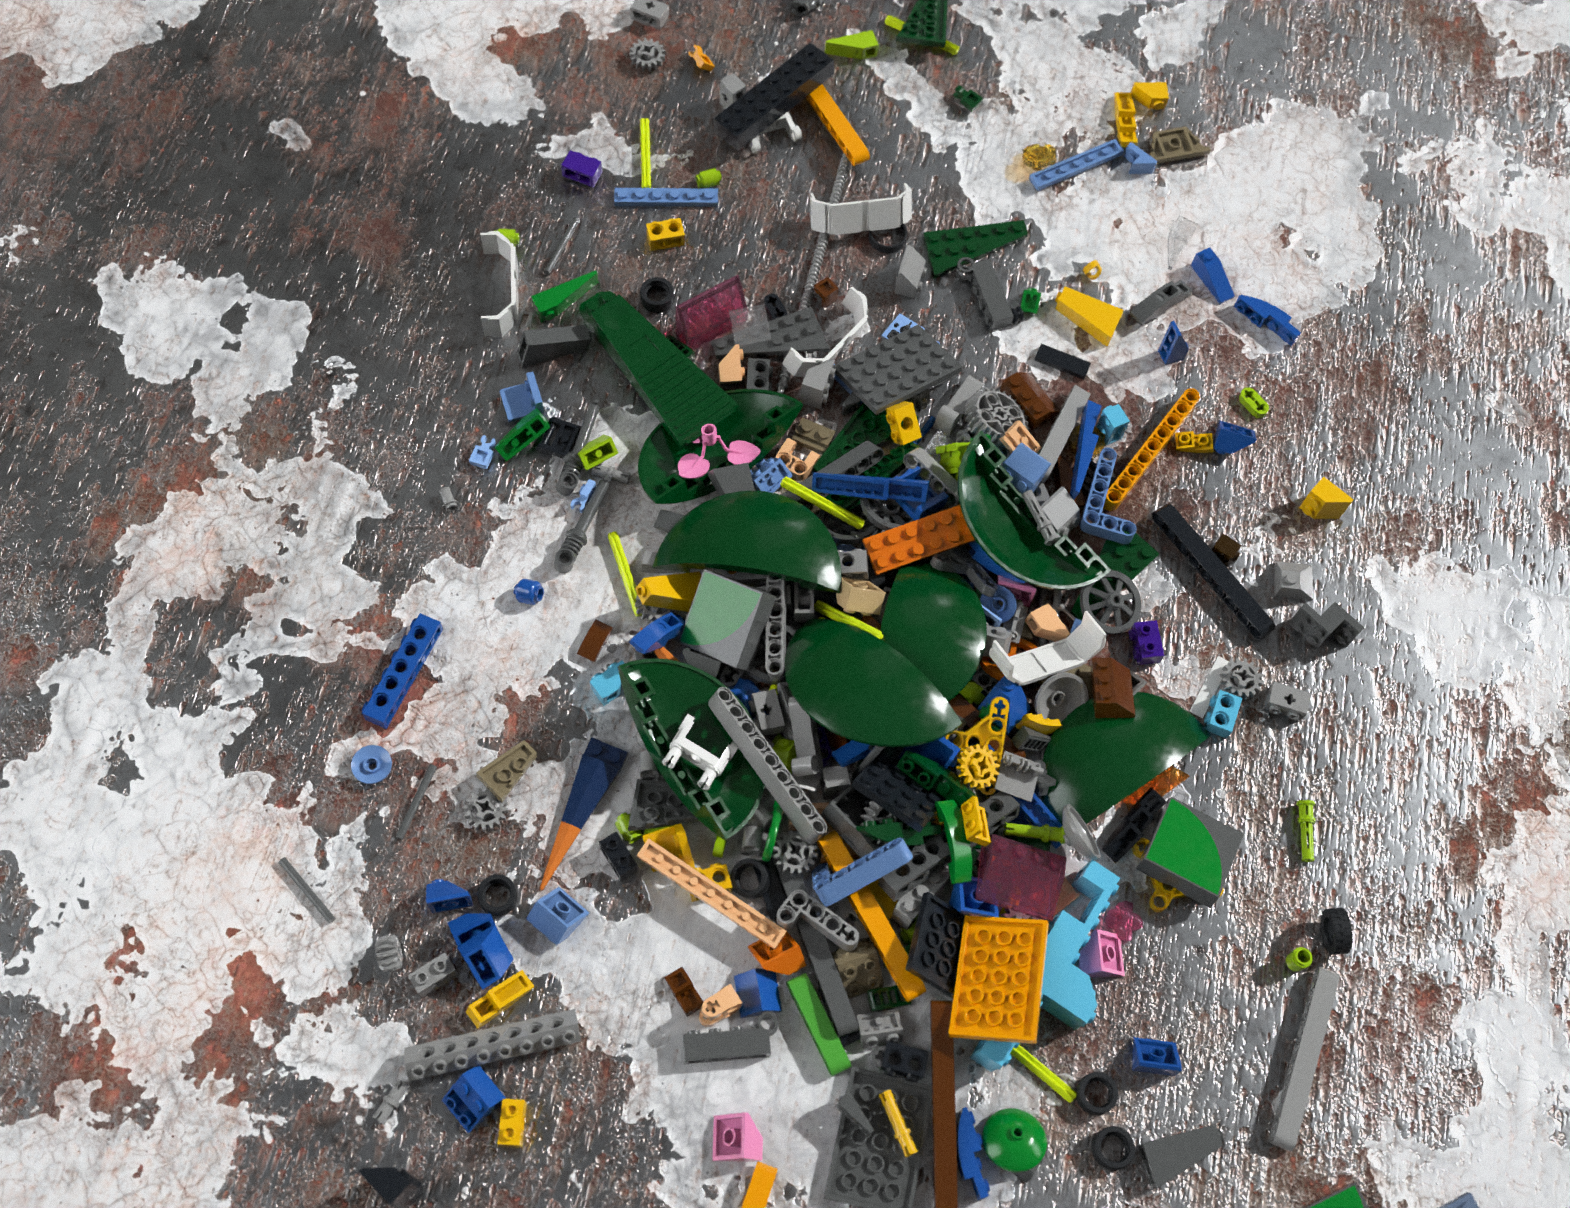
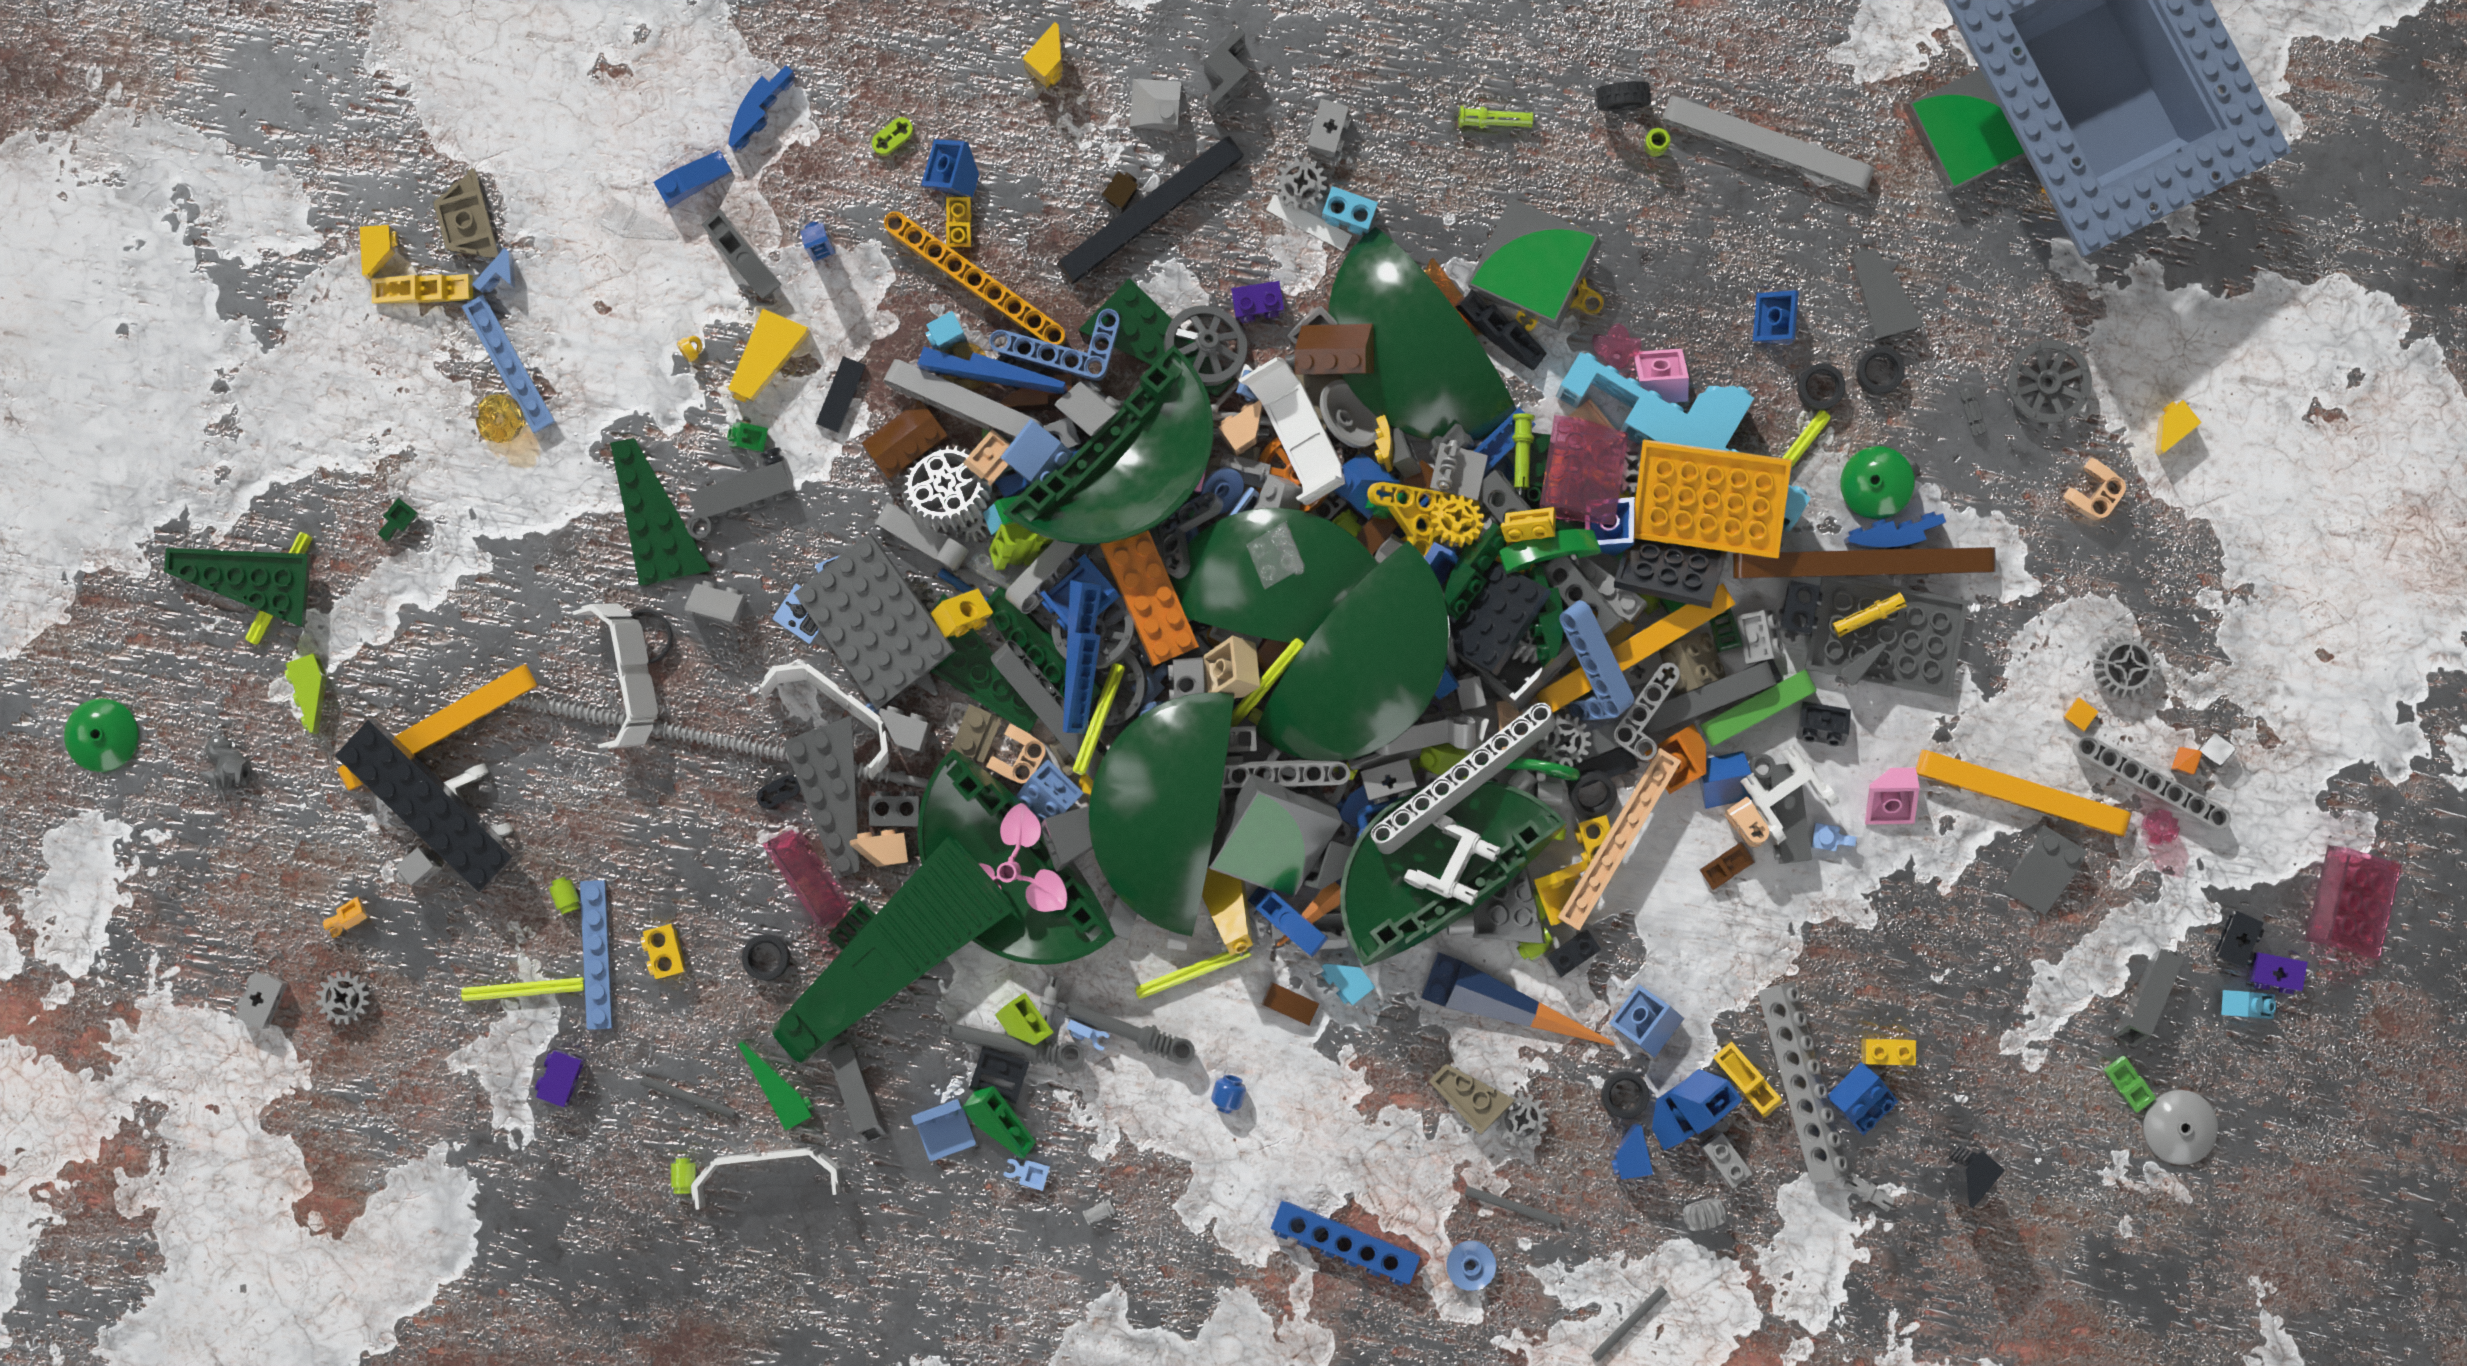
camera: 85 degrees left, 20 degrees up
(703, 1081) = (1828, 836): none -> light blue plate
(750, 325) = (821, 825): clear tile -> none
(760, 1052) = (1801, 773): none -> white connector
(803, 1080) = (1823, 724): none -> black bracket
(827, 291) = (751, 722): reddish brown panel -> none
(950, 622) = (1275, 555): none -> clear hinge
(1044, 525) = (1079, 448): light grey pin -> none
(1078, 833) = (1529, 397): light grey dish -> none

